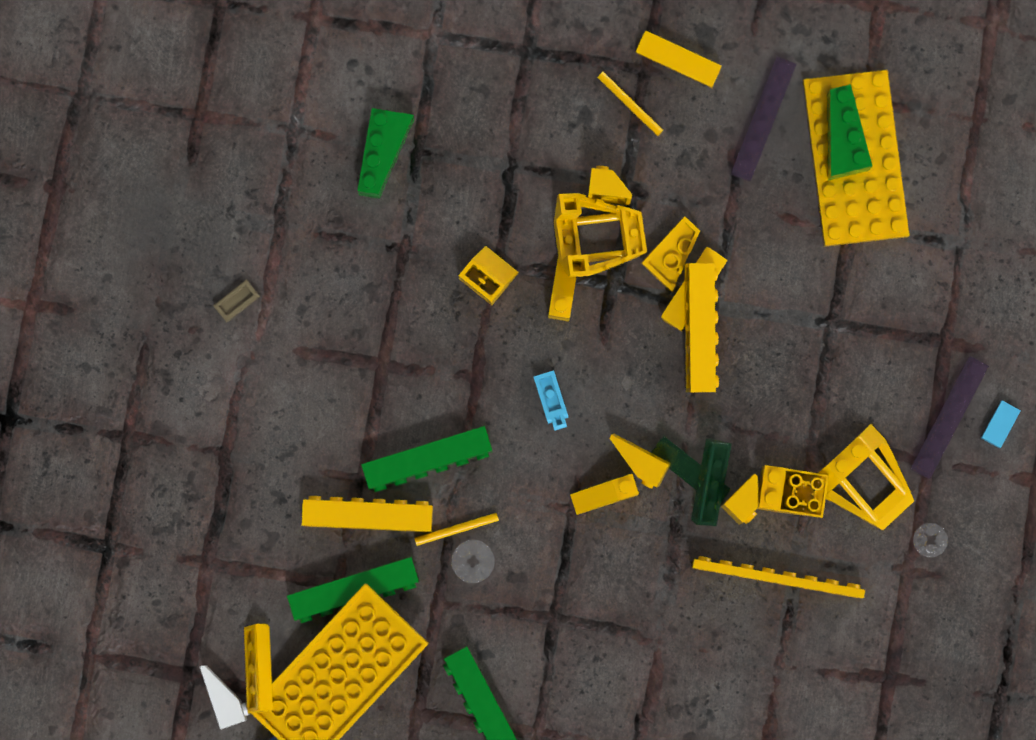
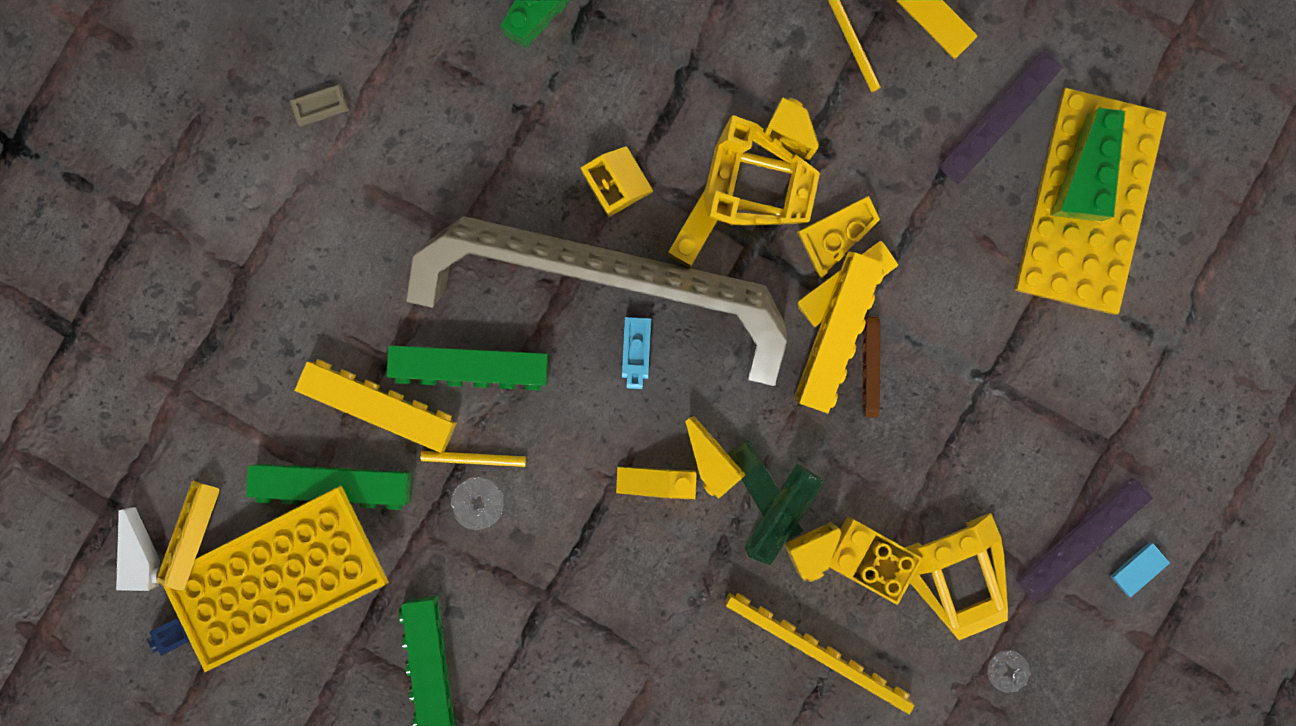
camera: 20 degrees right, 5 degrees up
(391, 358) = (746, 299): none -> dark tan arch
(736, 345) = (871, 367): none -> reddish brown beam

